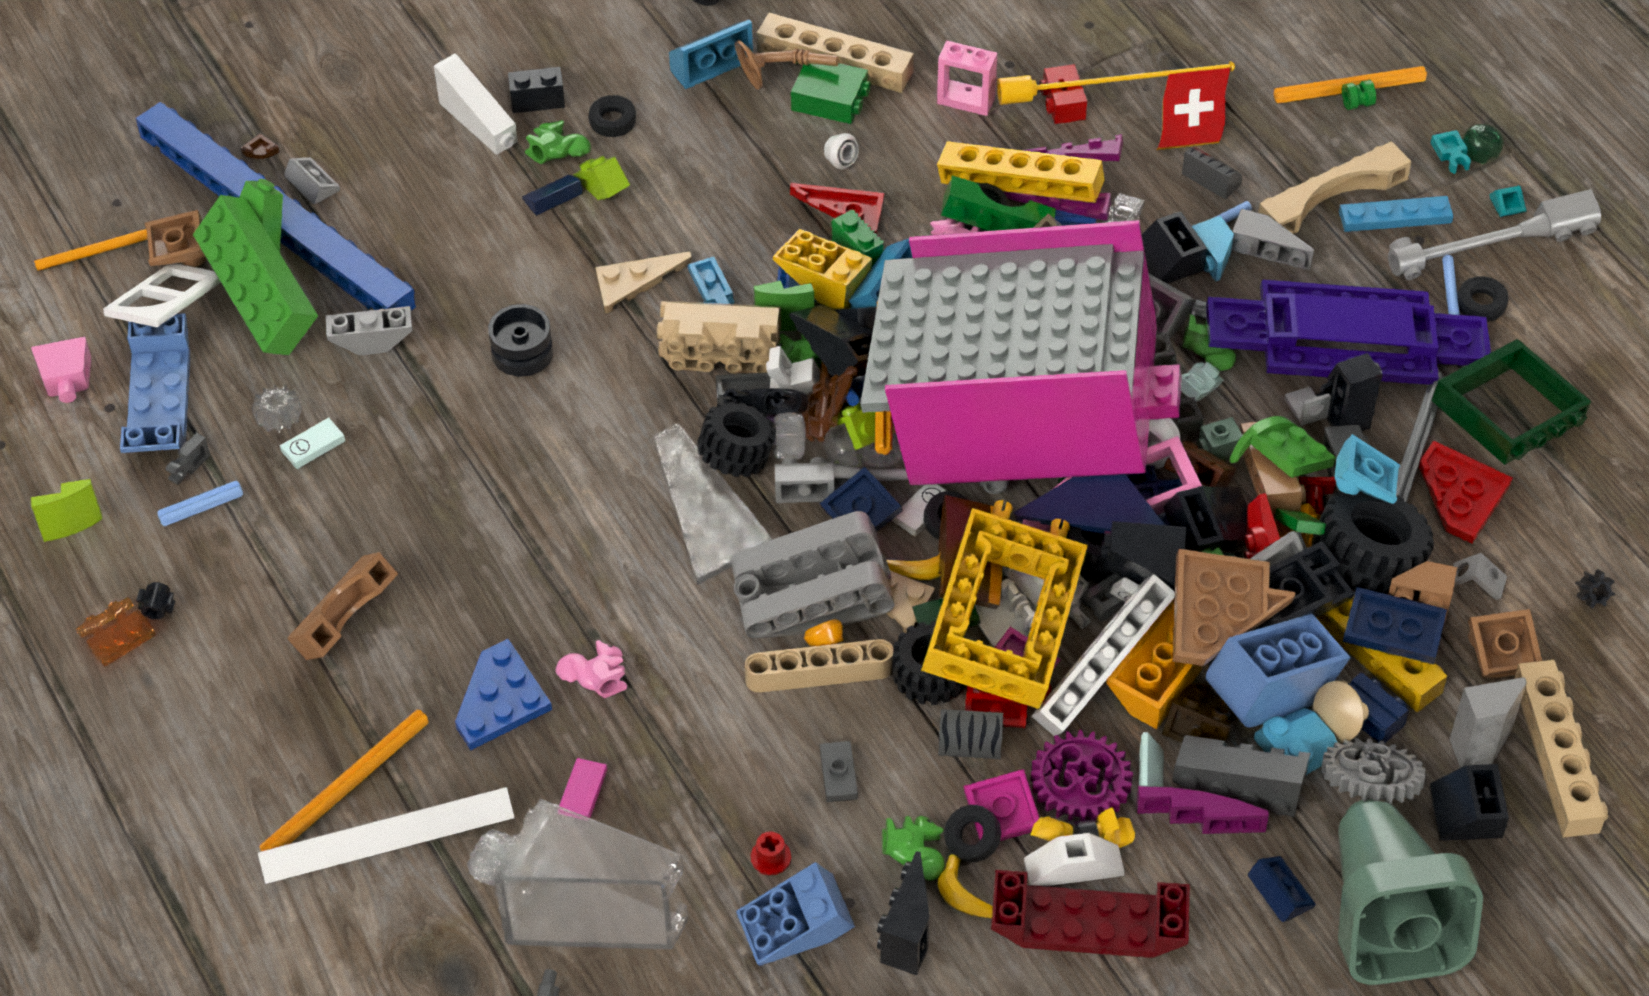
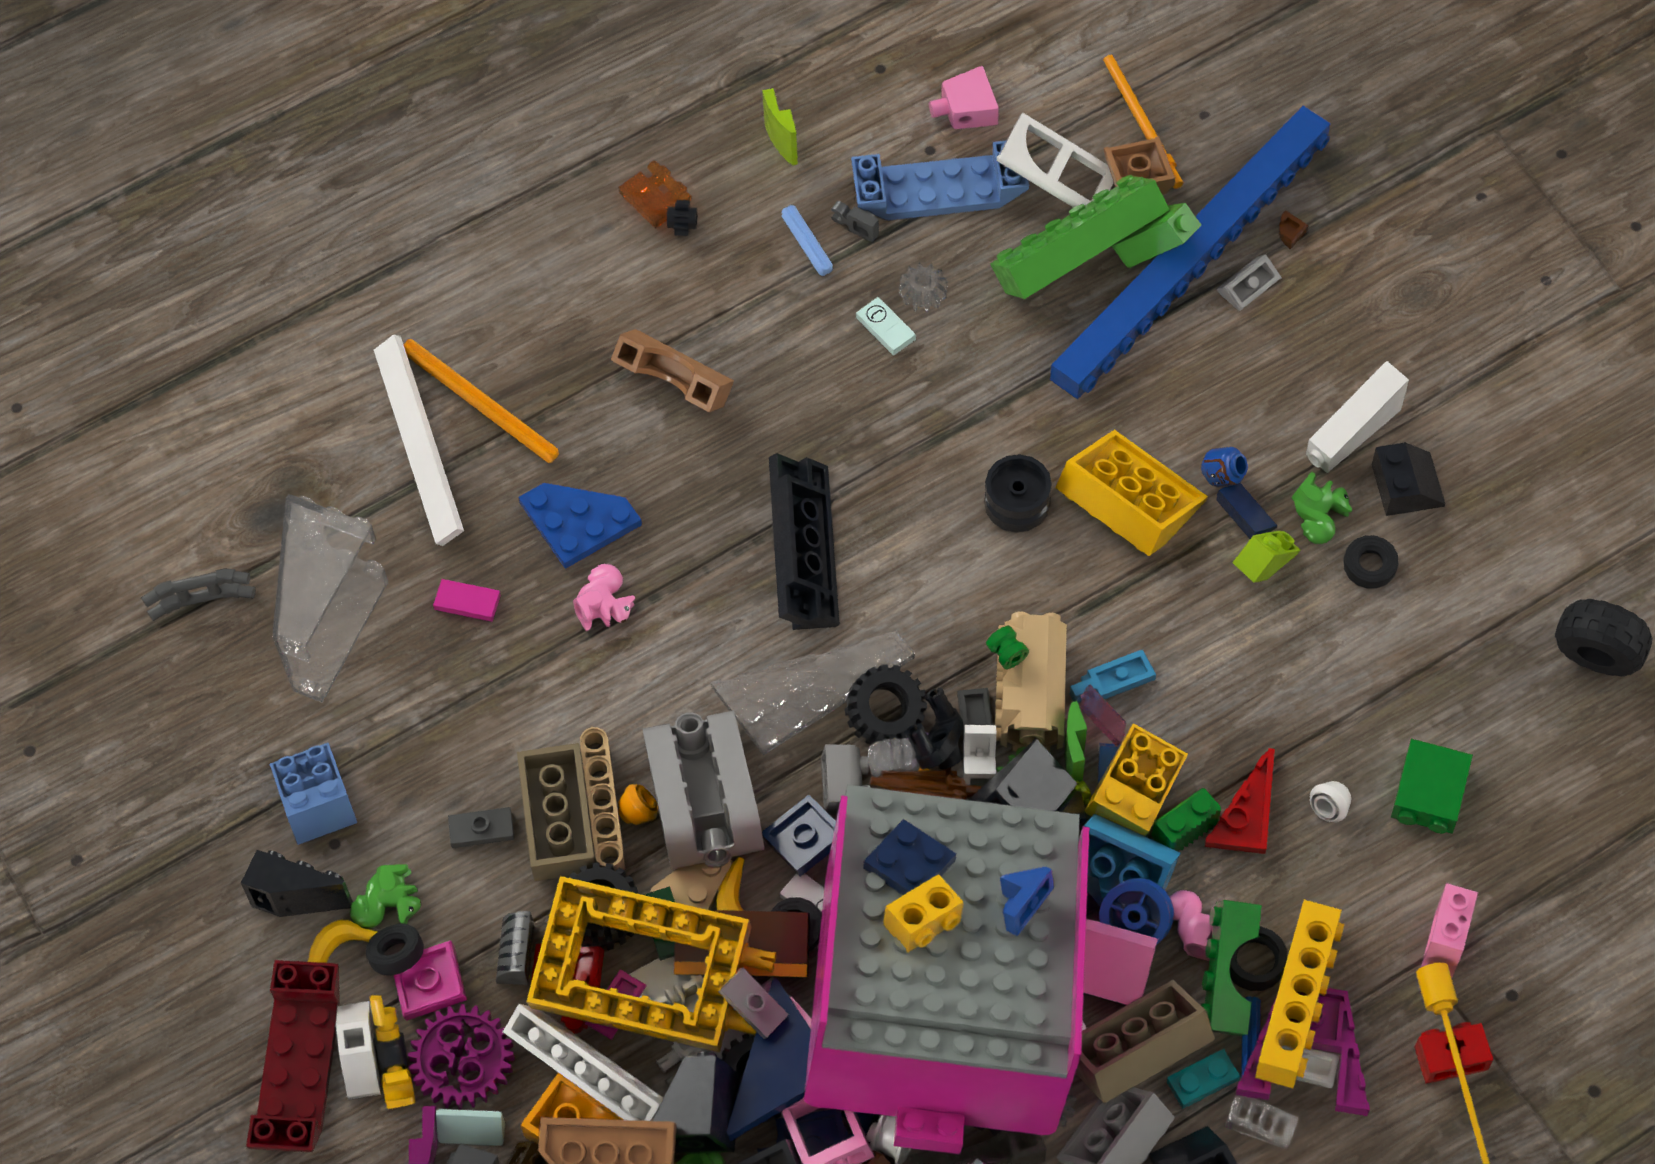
camera: 90 degrees right, 10 degrees up
(369, 330) = (1025, 350): light grey slope -> none
(486, 854) = (386, 523): clear gear -> none
(510, 198) = (1224, 466): none -> blue head
(527, 265) = (1130, 491): none -> yellow slope
(549, 508) = (803, 543): none -> black slope
(637, 276) = (1124, 593): tan wing -> none
(702, 323) = (1007, 647): none -> green wheel
(710, 54) = (1473, 654): dark azure slope -> none
(749, 288) = (1103, 715): none -> clear pink piece
(754, 62) = (1455, 697): medium nougat dish -> none
(770, 854) = (388, 770): red piece -> none
(831, 697) = (556, 811): none -> dark tan brick
(885, 65) = (1478, 862): tan brick -> none
(945, 349) = (908, 858): none -> dark blue plate
(986, 263) = (1026, 894): none -> blue slope
(1004, 328) = (919, 908): none -> yellow brick
(1048, 514) = (753, 1003): none -> light grey plate

